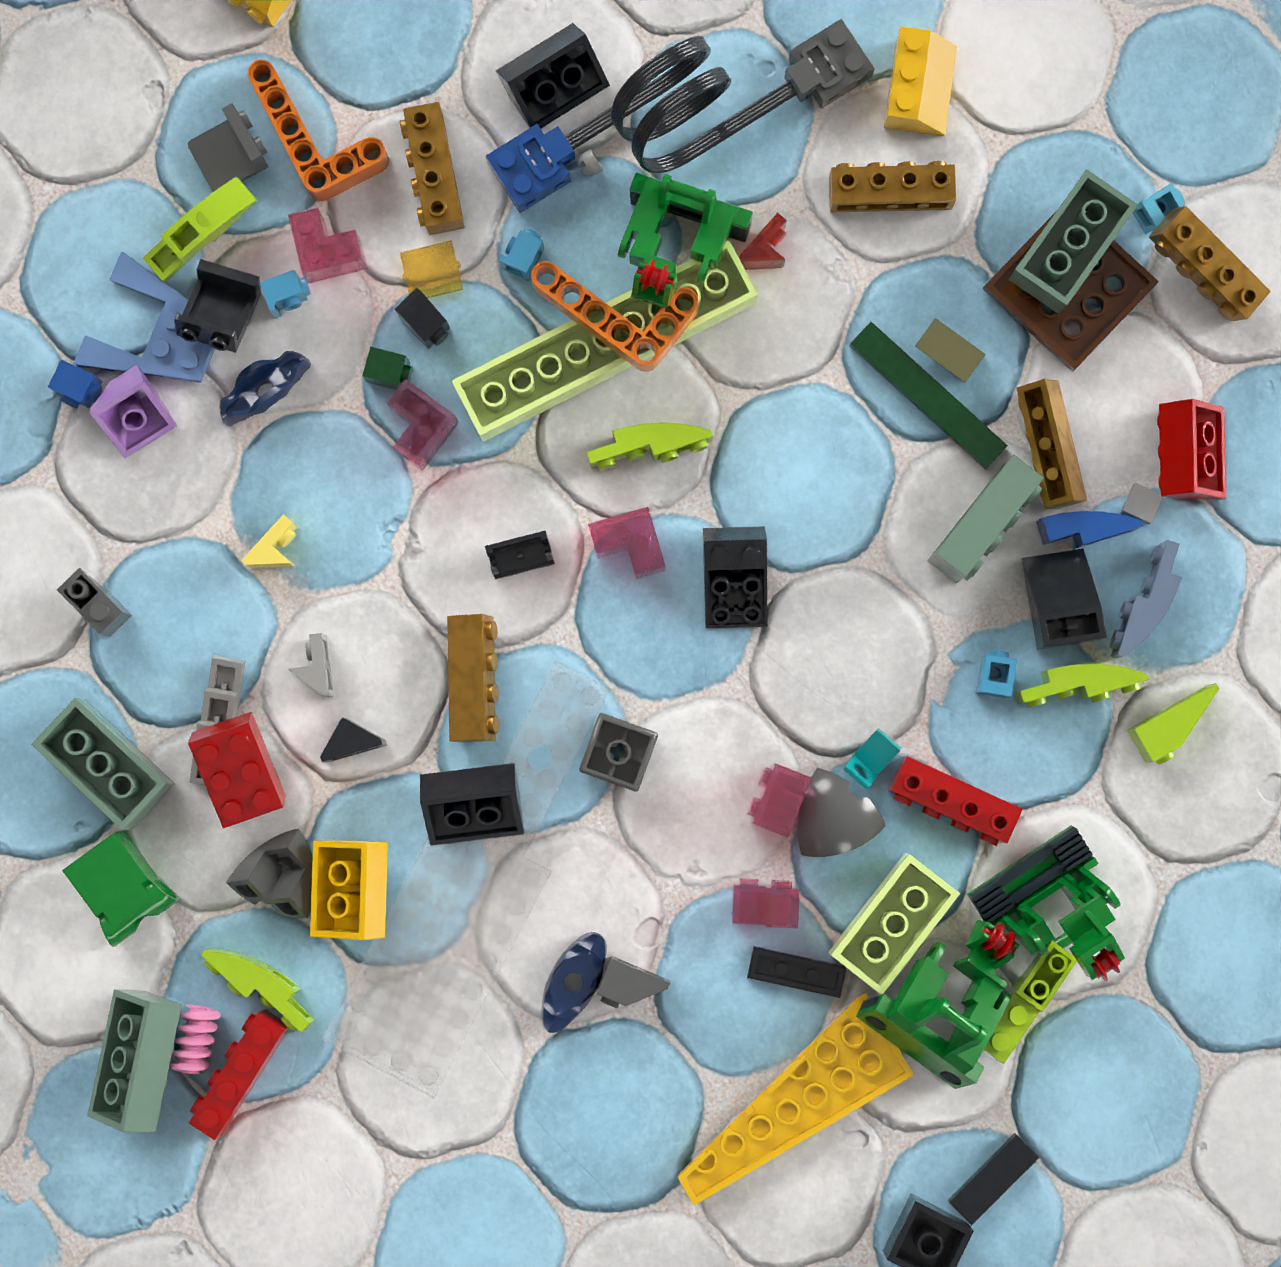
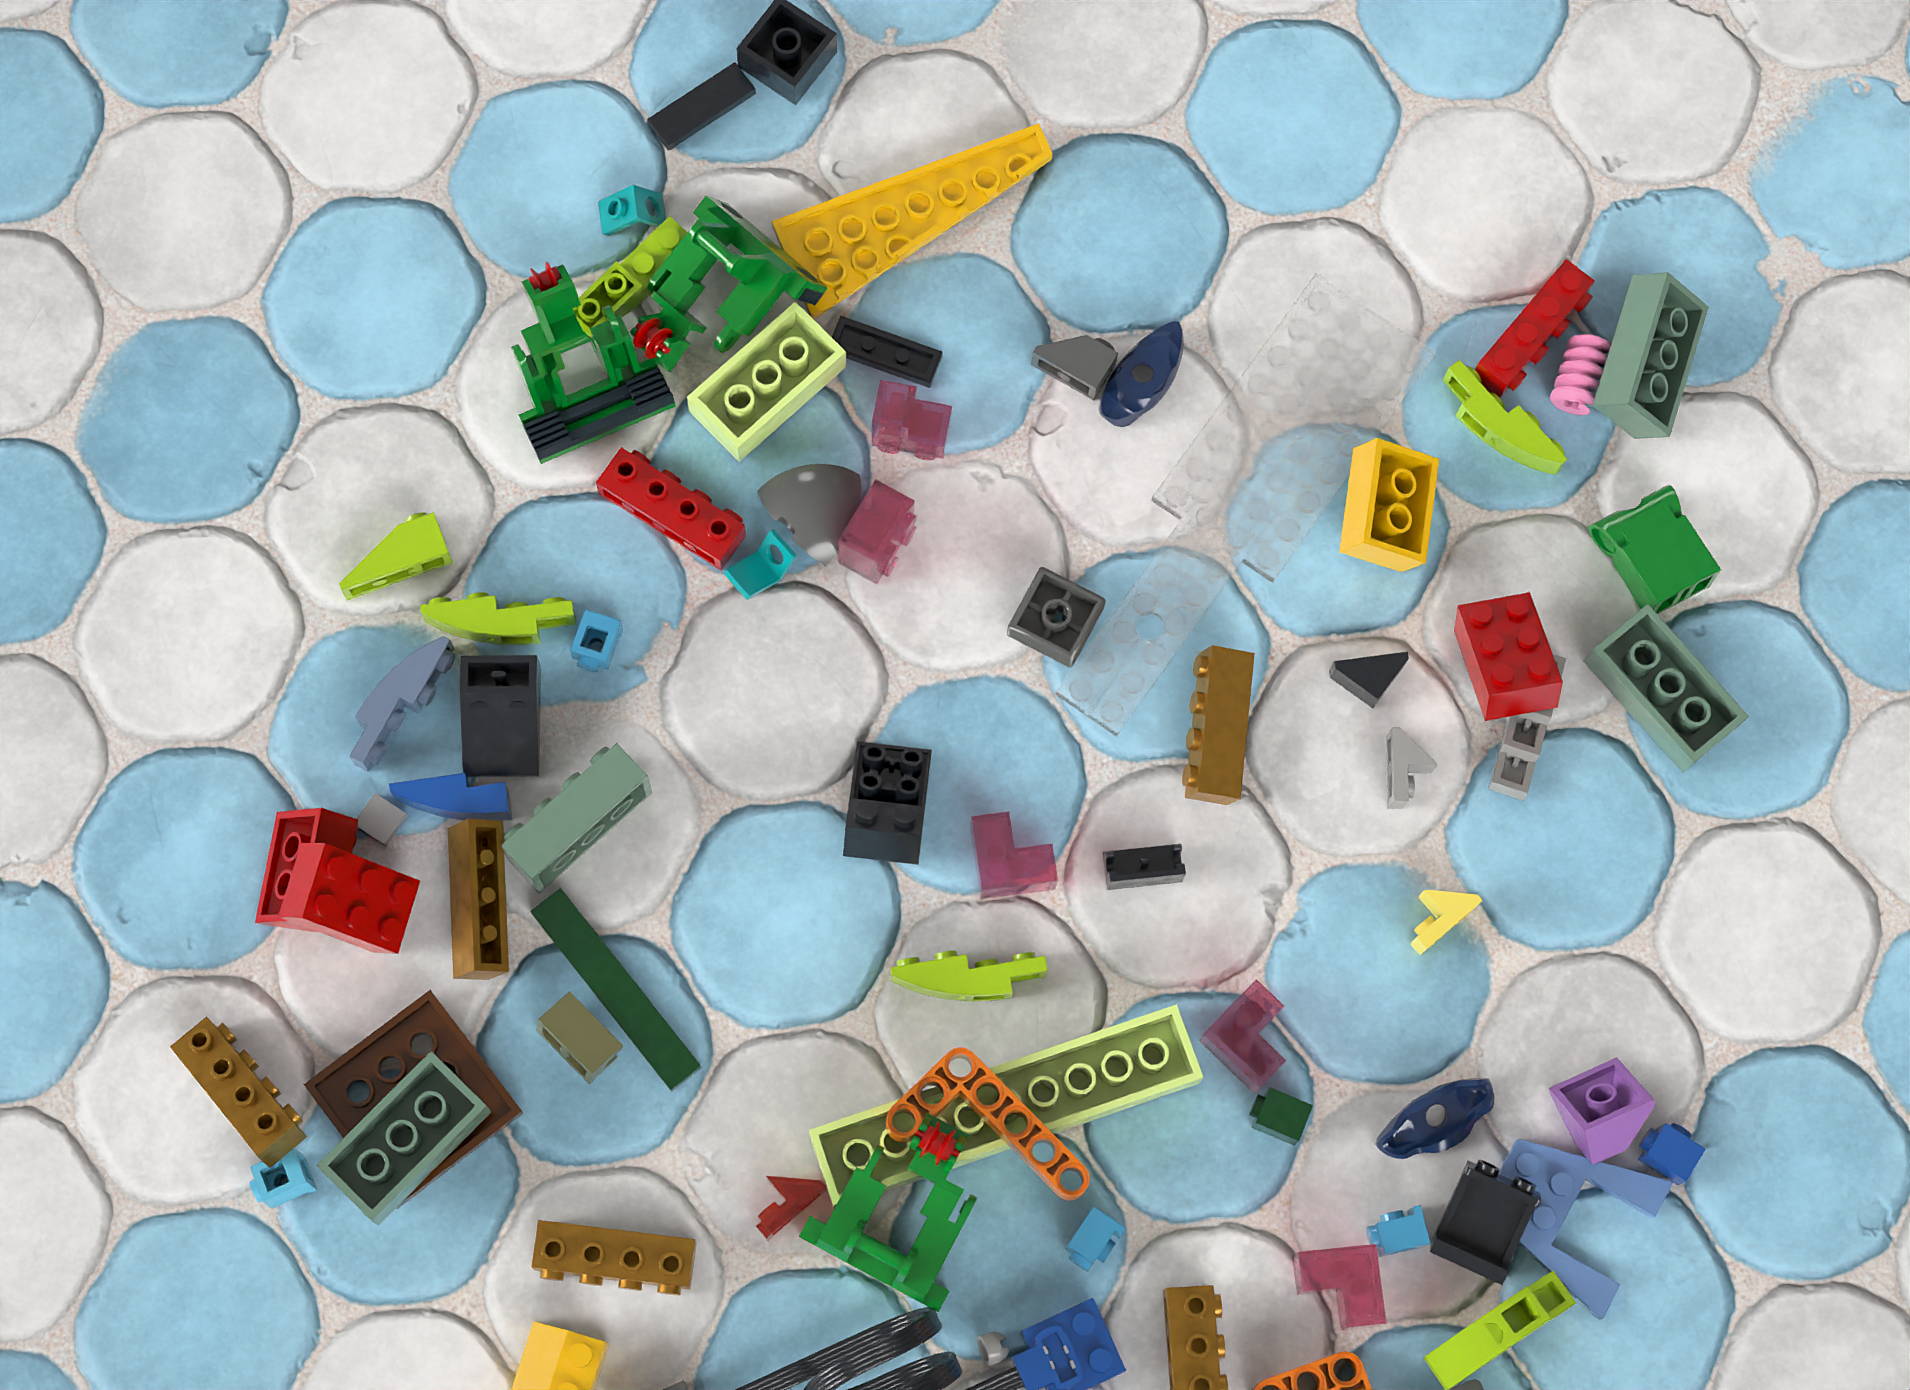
camera: 175 degrees right, 10 degrees down
(94, 603) = (1664, 878): dark grey slope -> none
(278, 875) = (1470, 538): dark grey brick -> none
(422, 319) = (1228, 1166): black slope -> none
(432, 269) = (1211, 1239): clear yellow piece -> none
(471, 804) = (1236, 579): black slope -> none
(1040, 1067) = (628, 208): none -> teal bracket
(1156, 422) = (349, 898): none -> red brick

